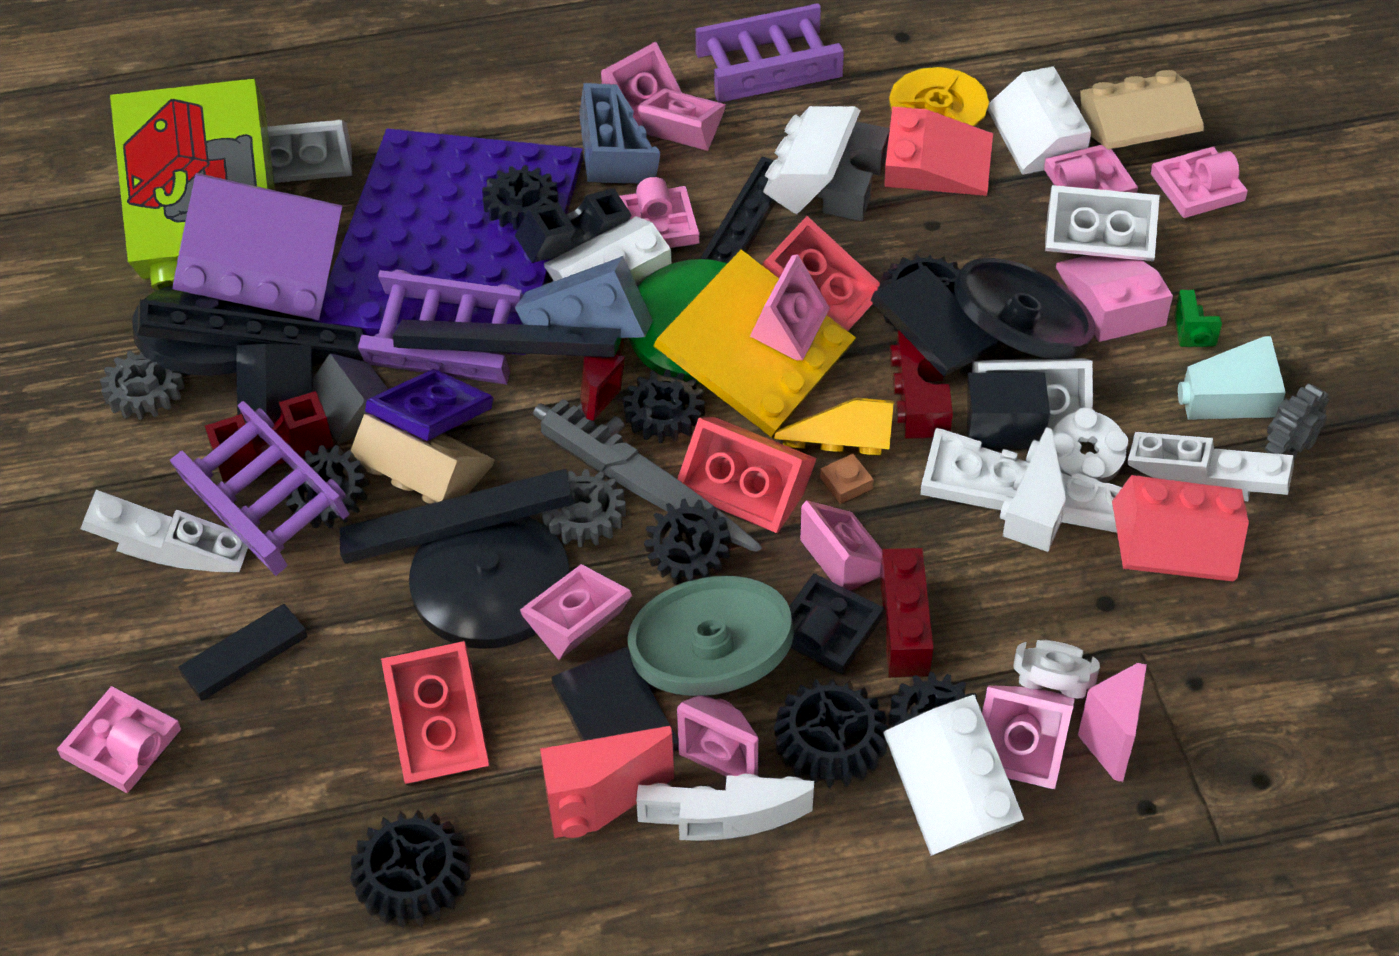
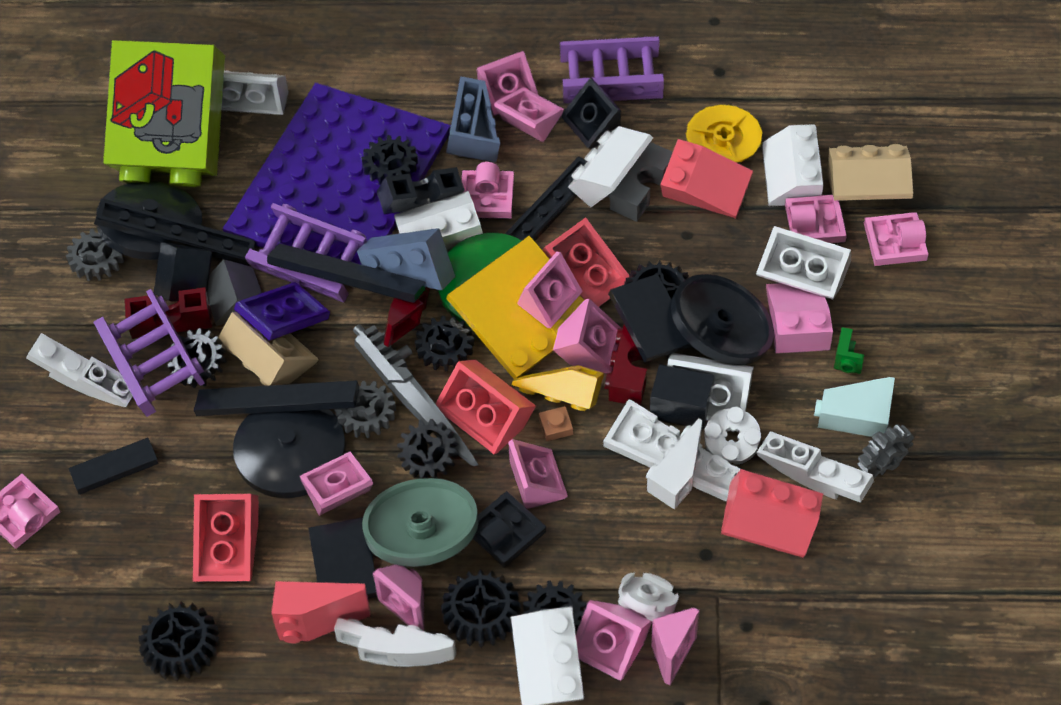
camera: 15 degrees right, 5 degrees up
(257, 246) = (191, 170): medium lavender slope -> none
(764, 103) = (592, 114): none -> black slope
(853, 363) = (587, 338): none -> bright pink slope
(907, 612) = (557, 537): dark red arch -> none

